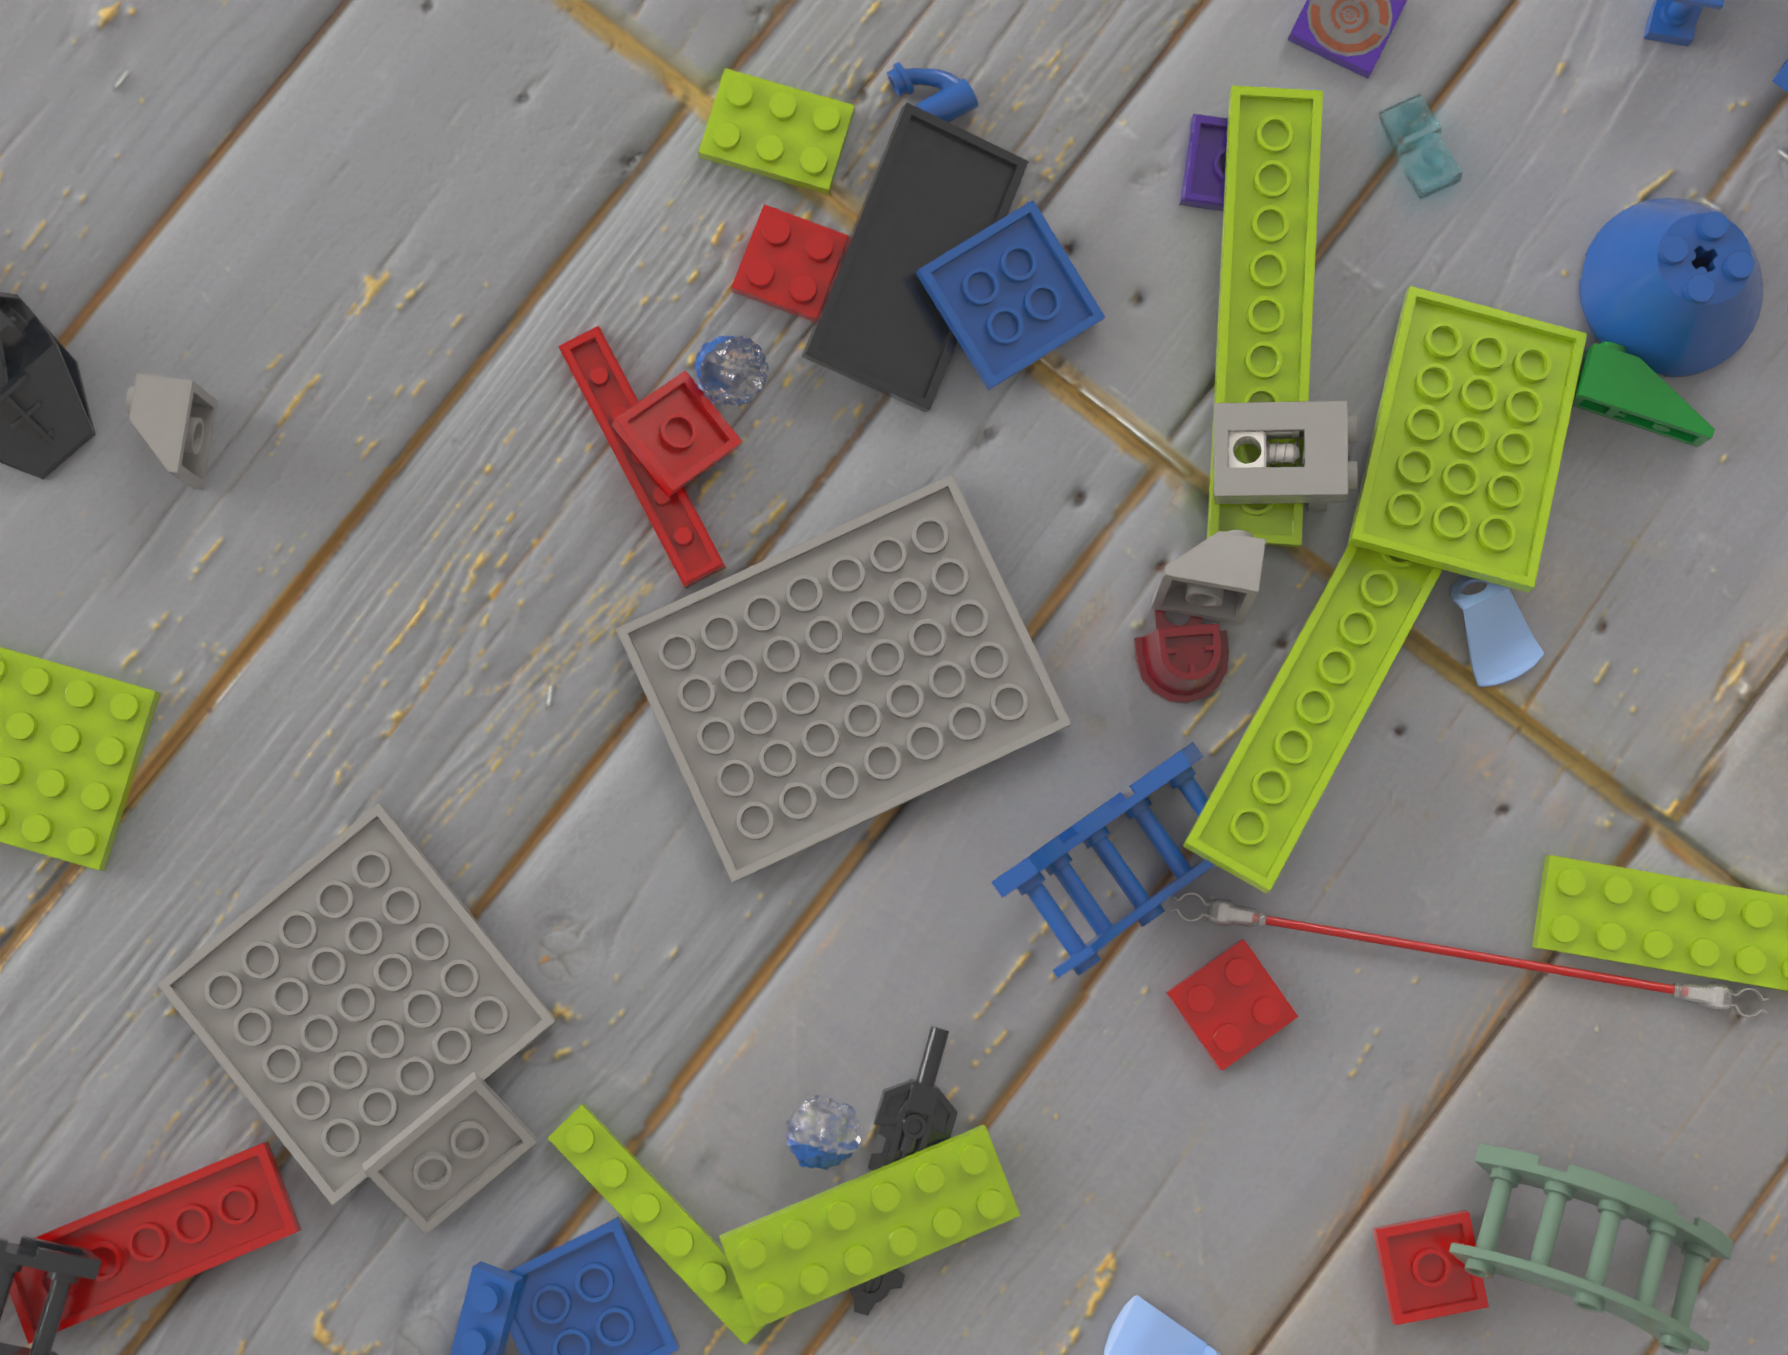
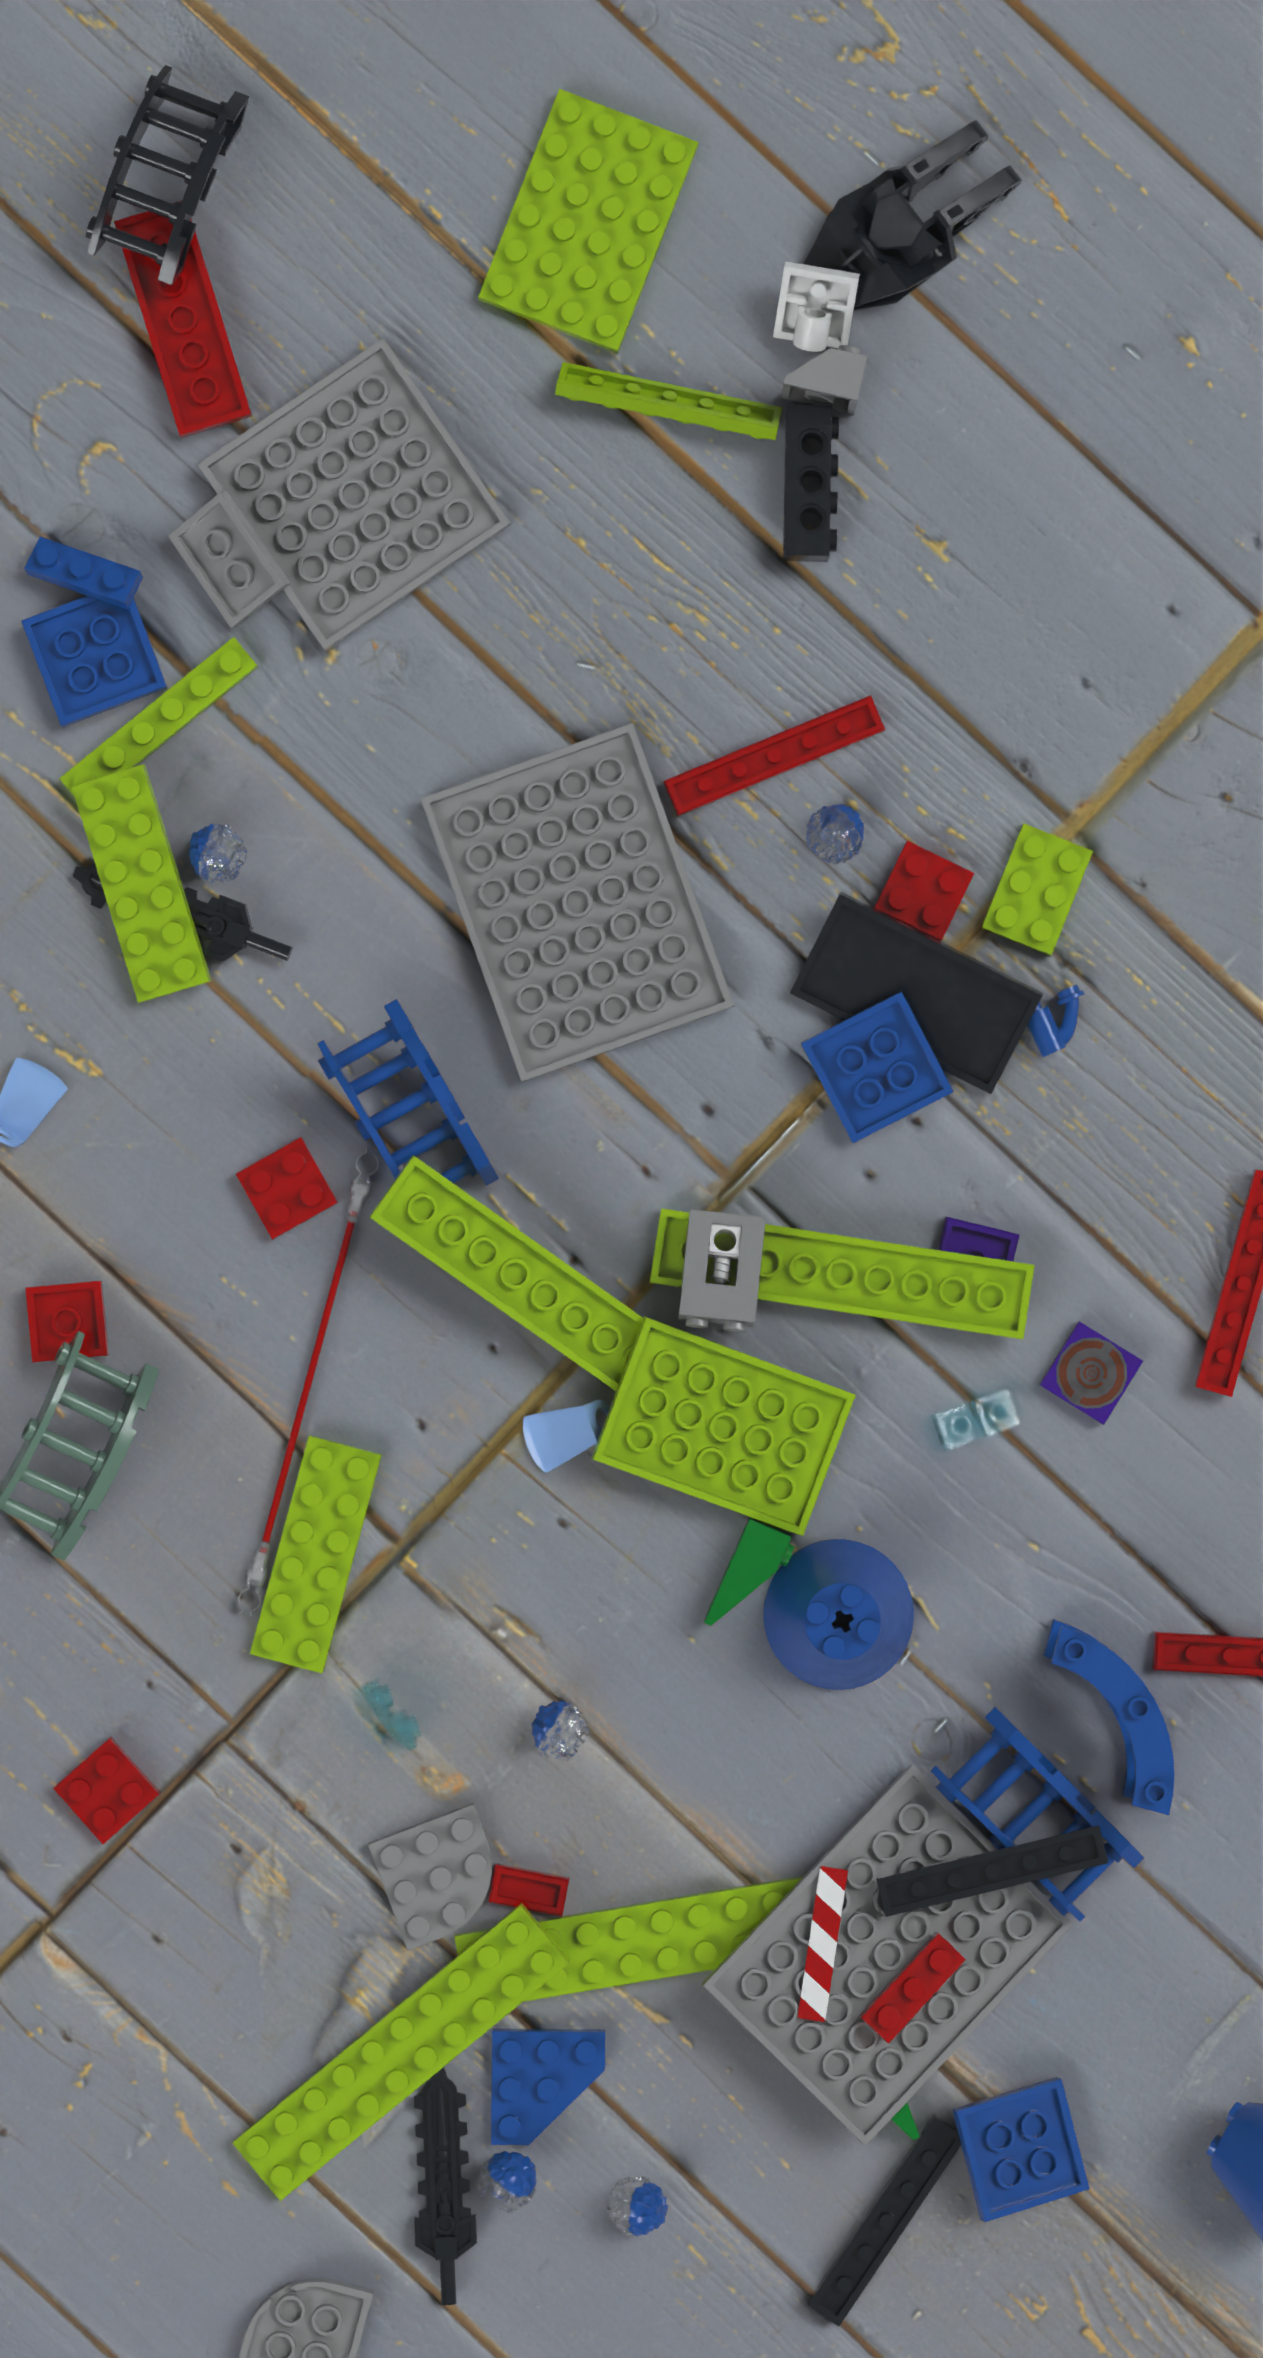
camera: 95 degrees right, 5 degrees up
(83, 452) = (815, 306): none -> white plate
(214, 622) = (668, 401): none -> lime plate
(375, 450) = (800, 424): none -> black brick
(676, 433) = (787, 785): red plate -> none
(1182, 660) = (566, 1179): dark red container -> none
(1214, 578) = (626, 1204): light grey slope -> none

